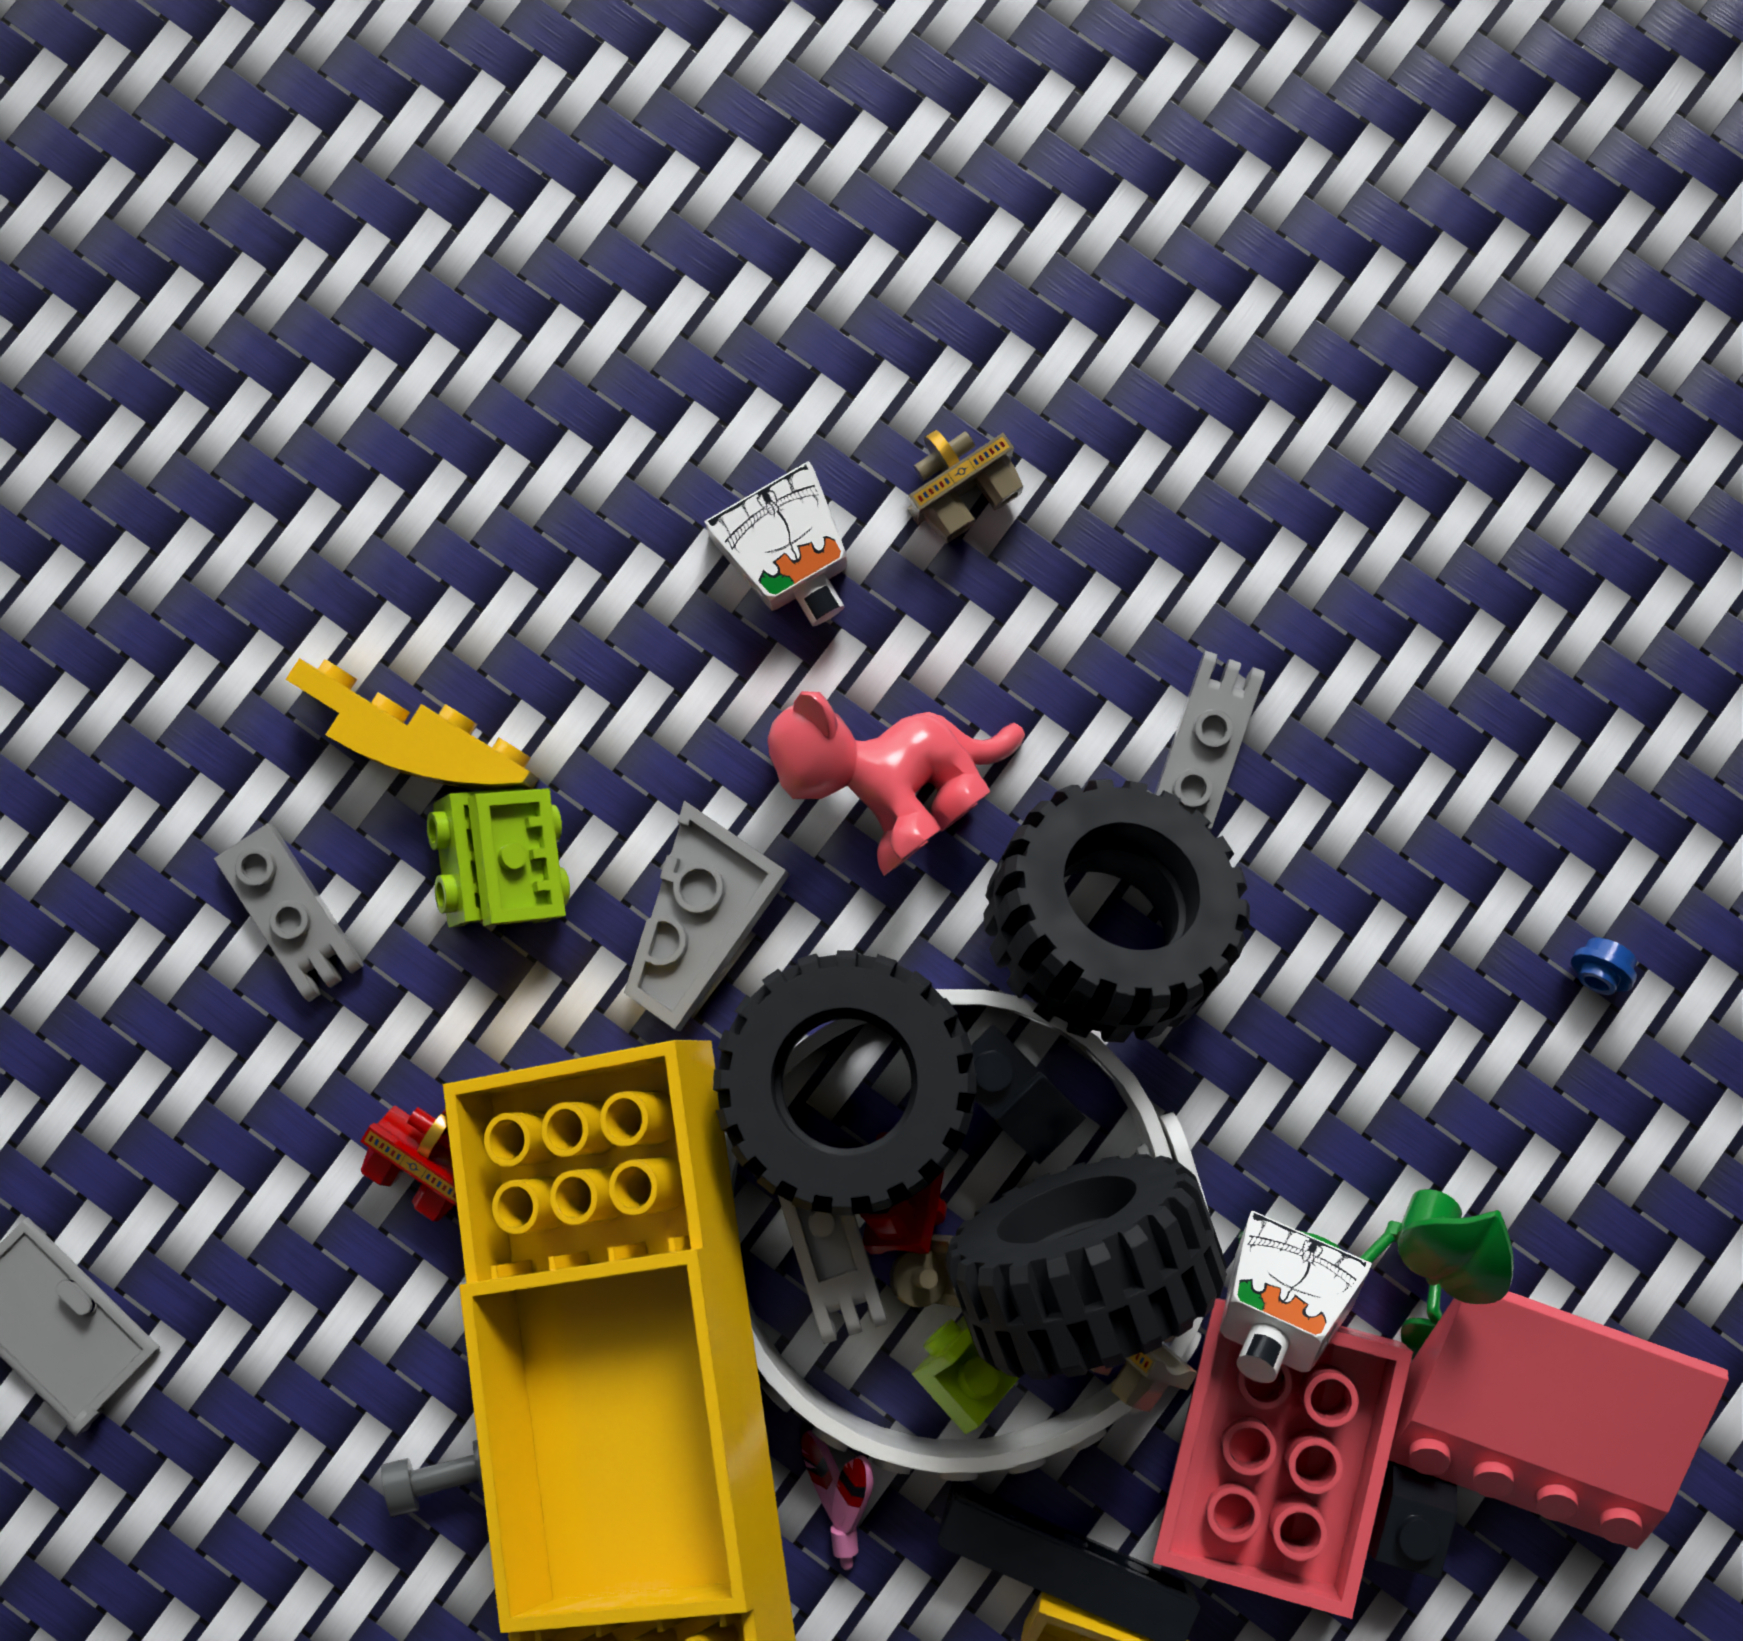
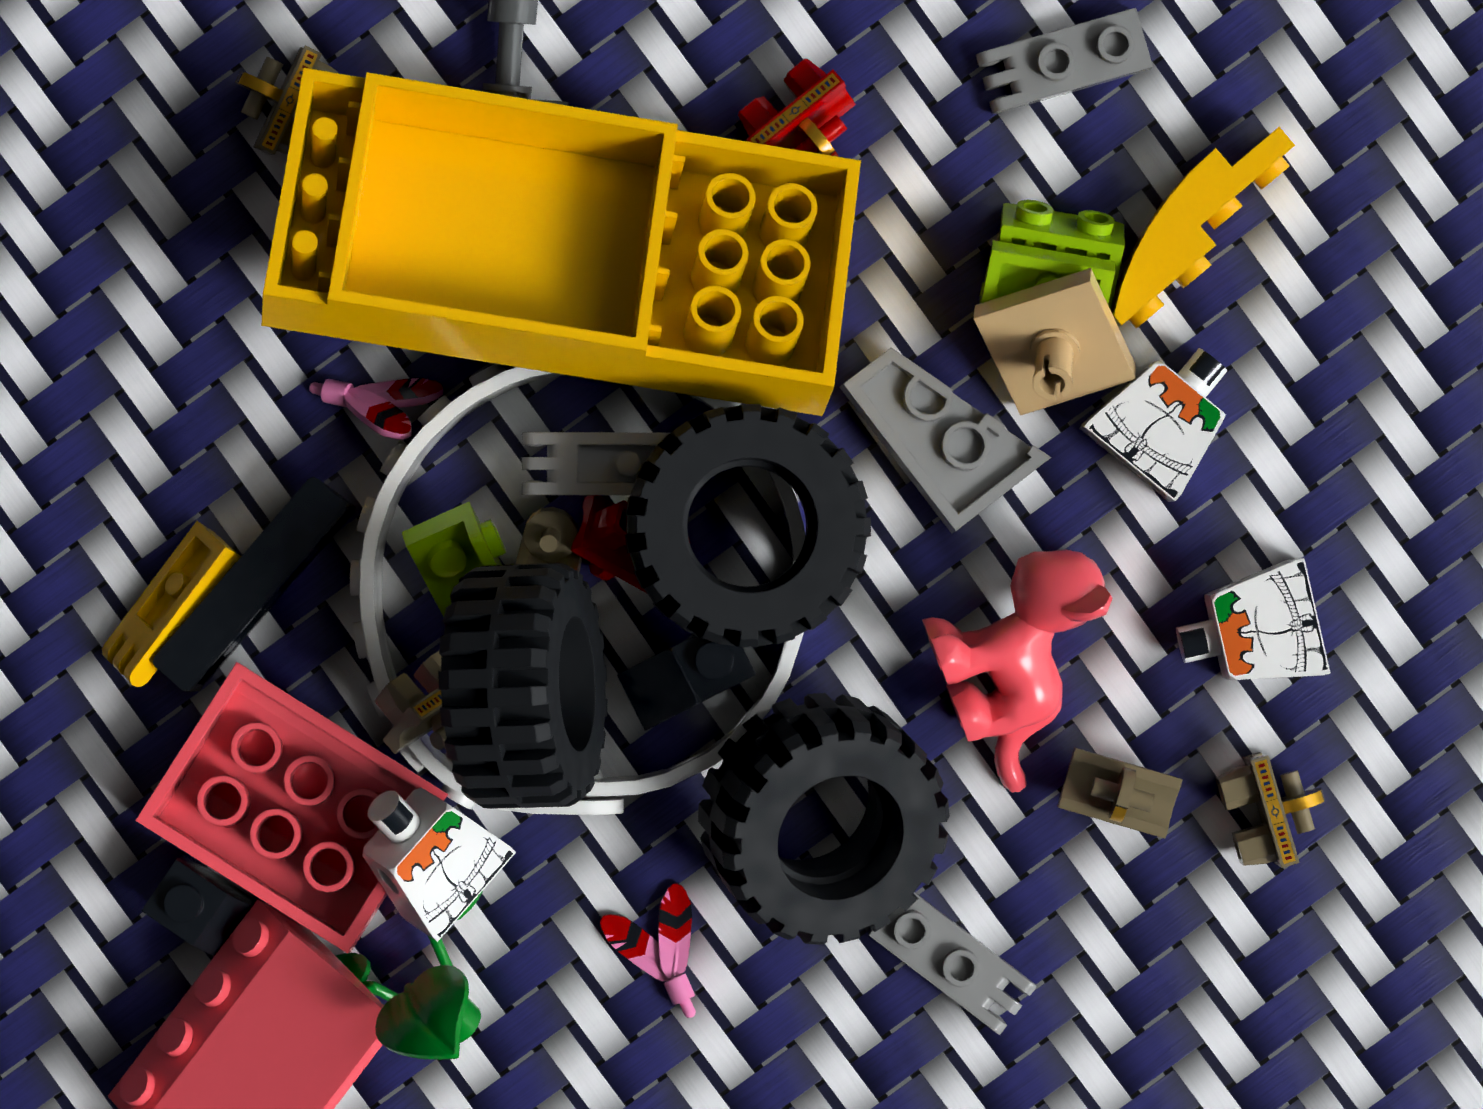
camera: 110 degrees right, 5 degrees up
(566, 832) = (1055, 342): none -> tan tile
(616, 702) = (1162, 422): none -> white torso
(992, 628) = (1119, 792): none -> dark tan hips
(1301, 1024) = (661, 959): none -> piece

